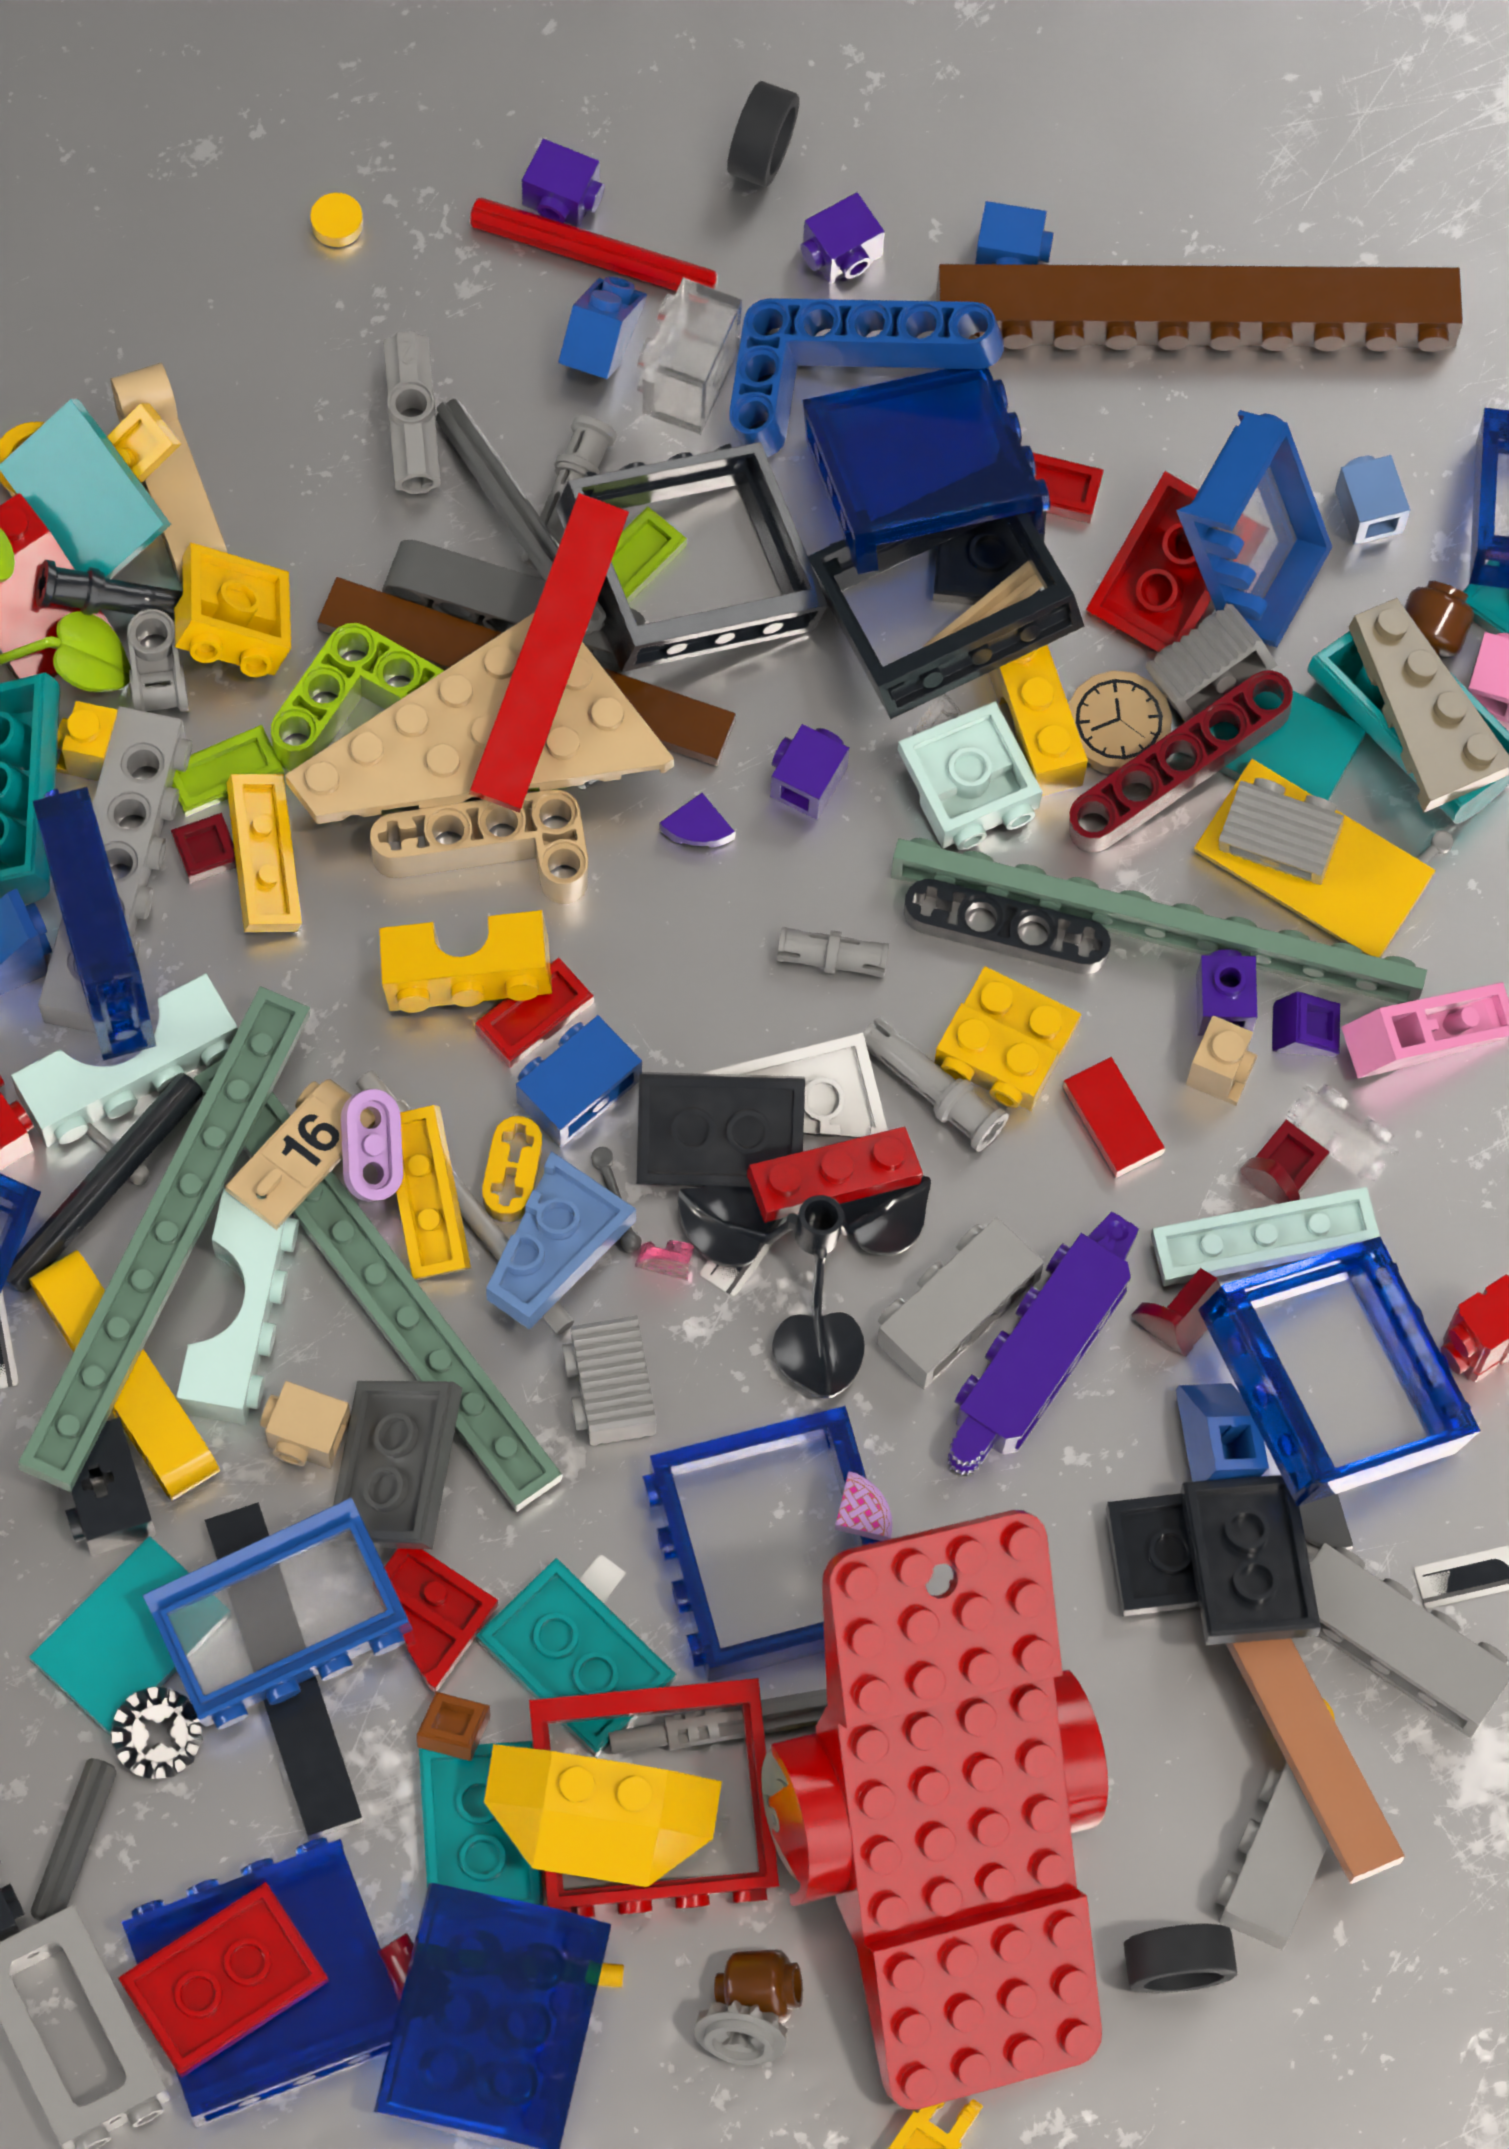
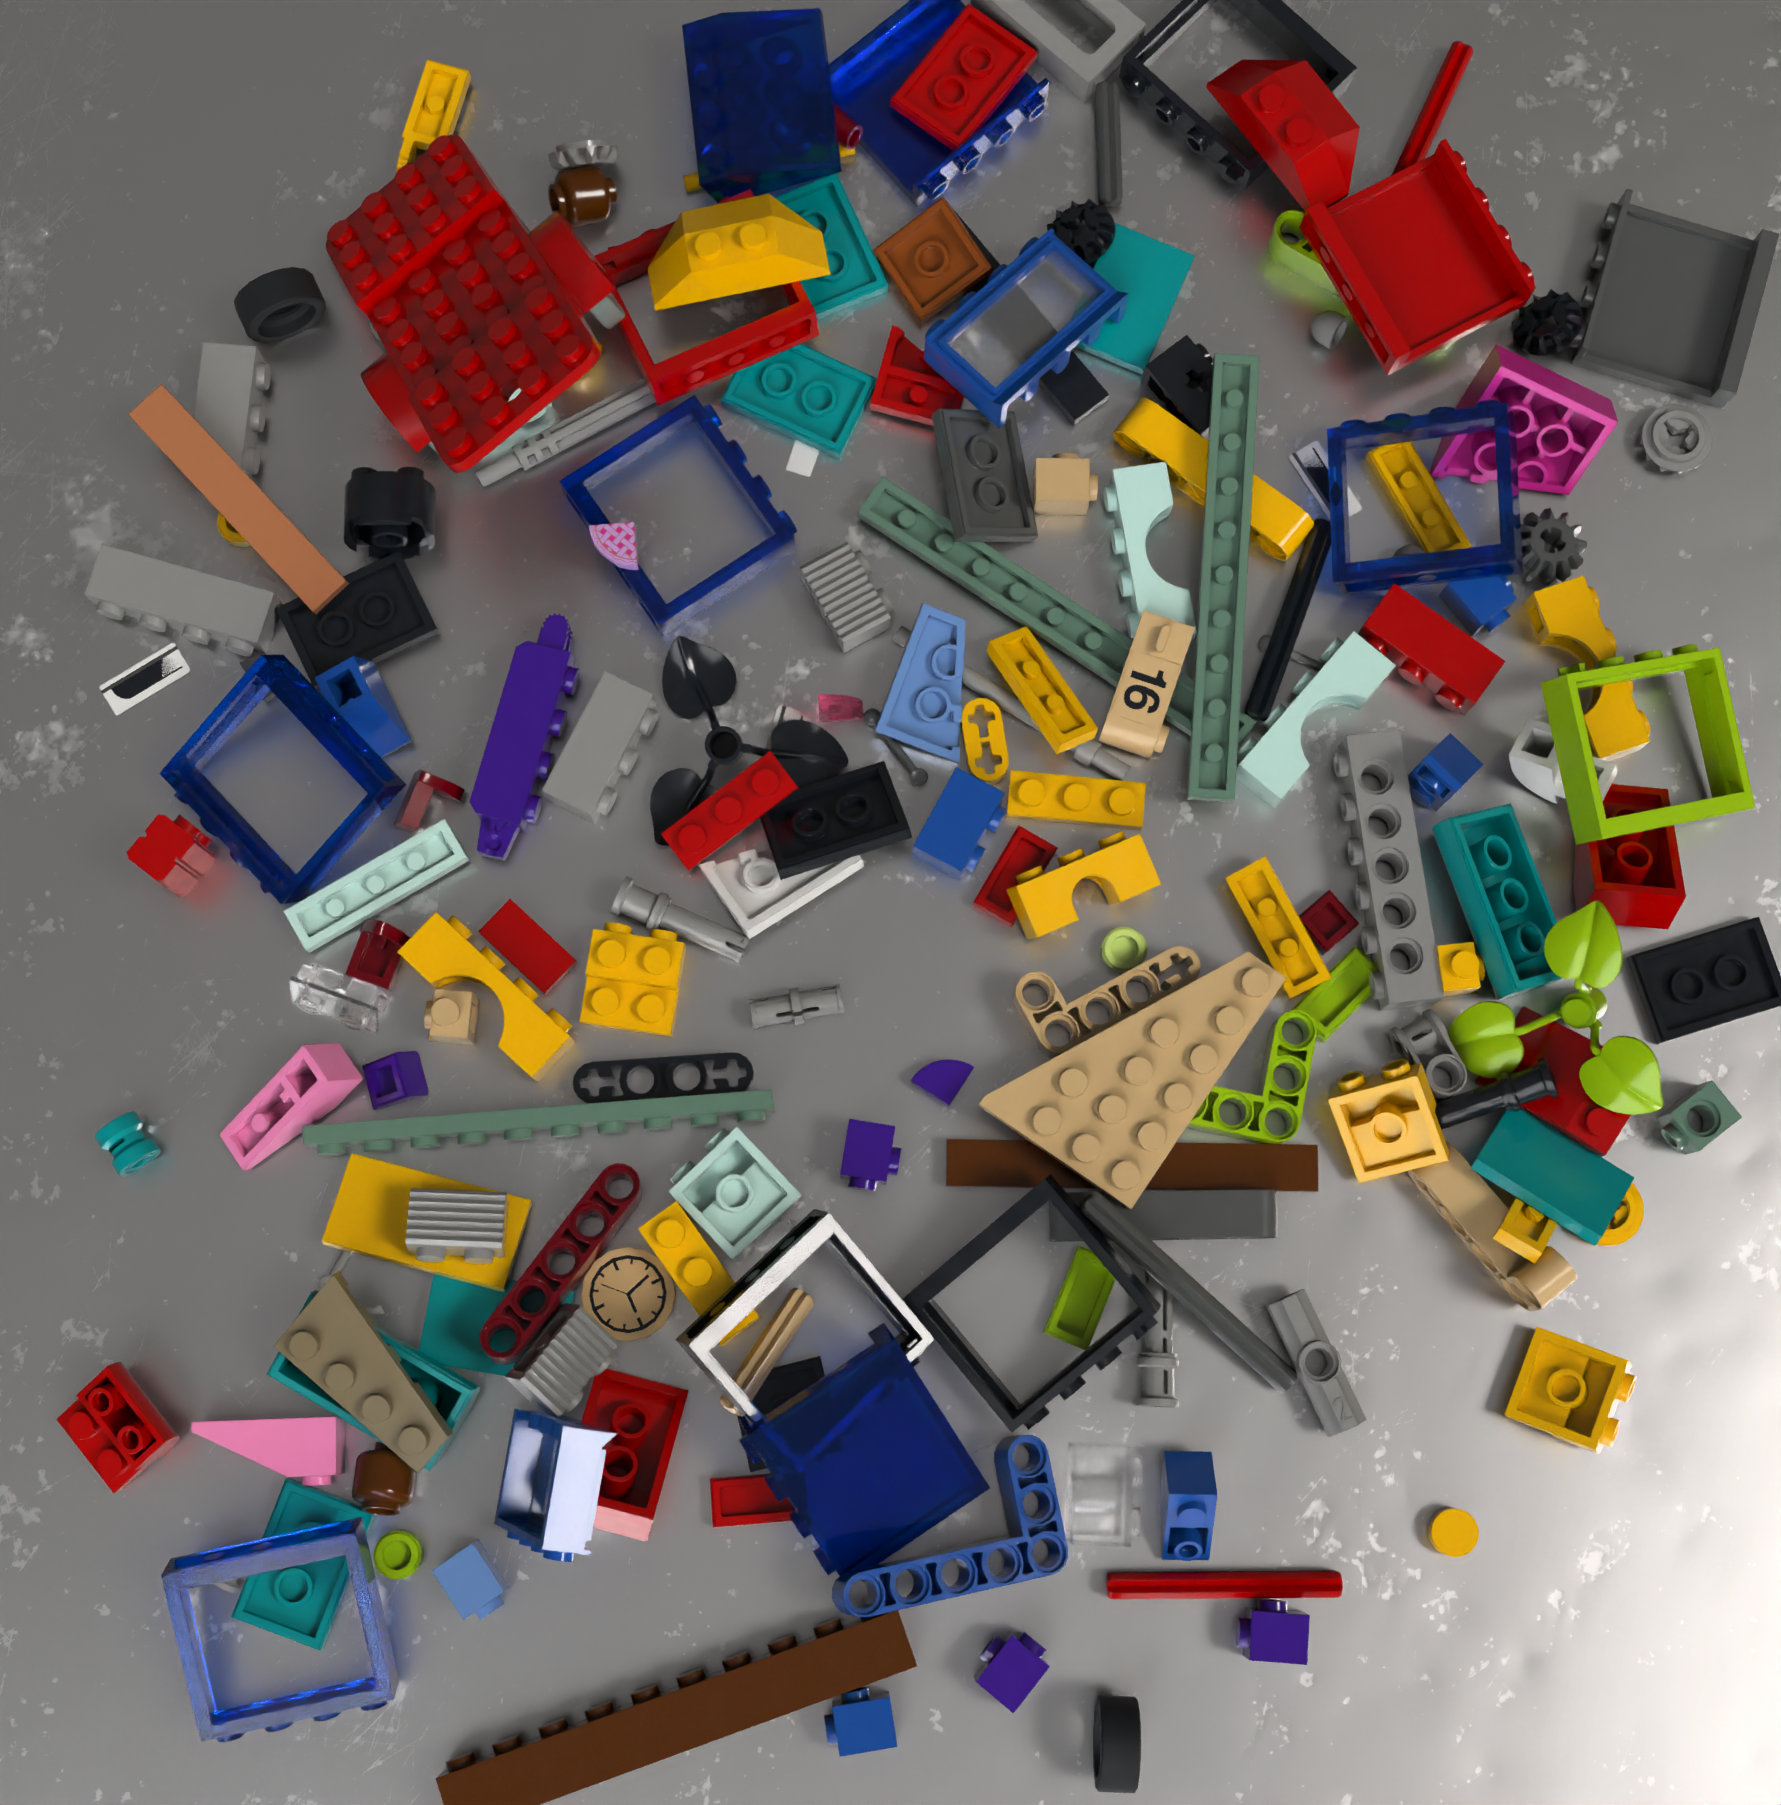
camera: 160 degrees right, 10 degrees up
(94, 922) = (1401, 741): clear blue window -> none
(157, 298) = (1571, 1391): none -> yellow plate
(352, 1755) = (933, 260): none -> dark orange tile
(374, 1146) = (1098, 699): lavender plate -> none
(433, 1071) = (1076, 800): none -> yellow plate
(444, 893) = (1123, 949): none -> yellowish green tile
(453, 1726) = (869, 307): dark orange tile -> none
(548, 653) = (1113, 1149): red tile -> none
(1122, 1648) = (389, 512): none -> black brick
(1208, 1129) = (446, 957): none -> yellow arch
(1226, 989) = (465, 1077): dark purple brick -> none
(1249, 1560) = (309, 603): black tile -> none
(1442, 554) = (398, 1554): none -> lime tile

